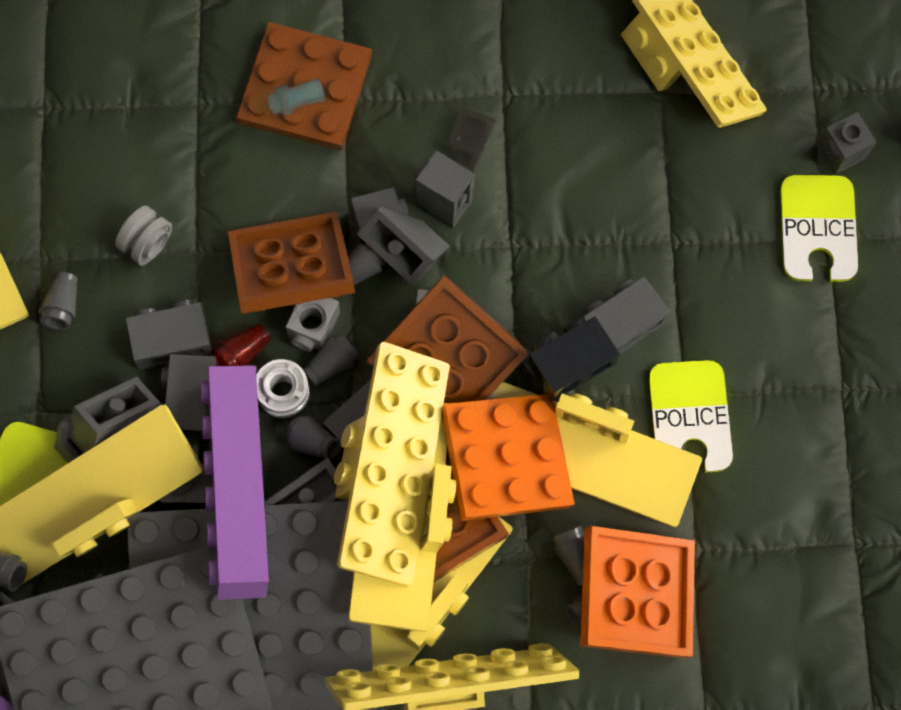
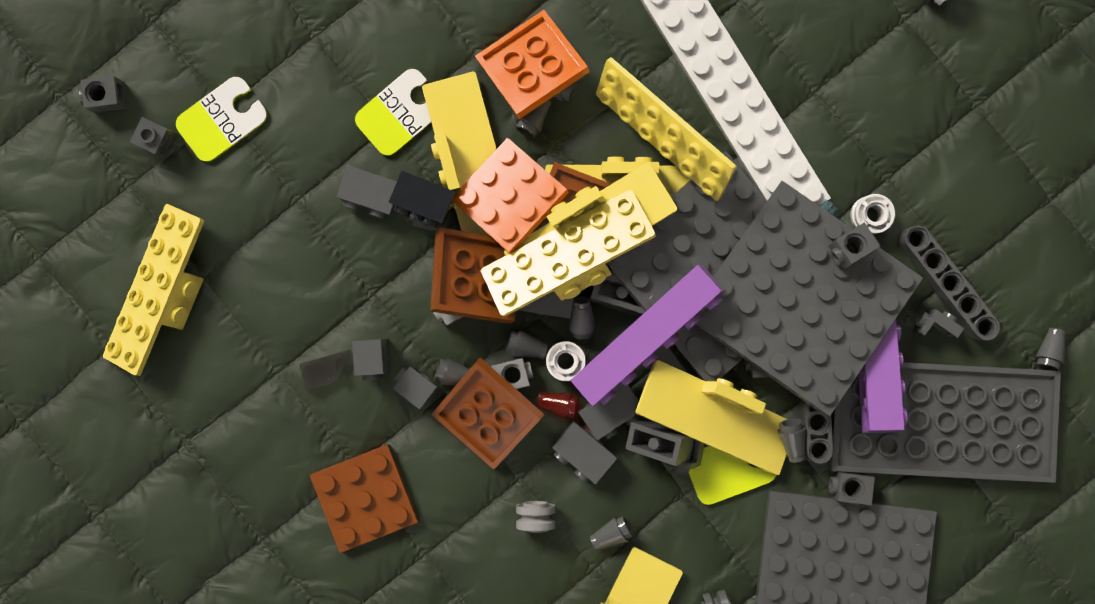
camera: 120 degrees left, 15 degrees up
(288, 99) = (384, 497): clear light blue animal -> none
(403, 243) = (424, 354): dark grey slope -> none

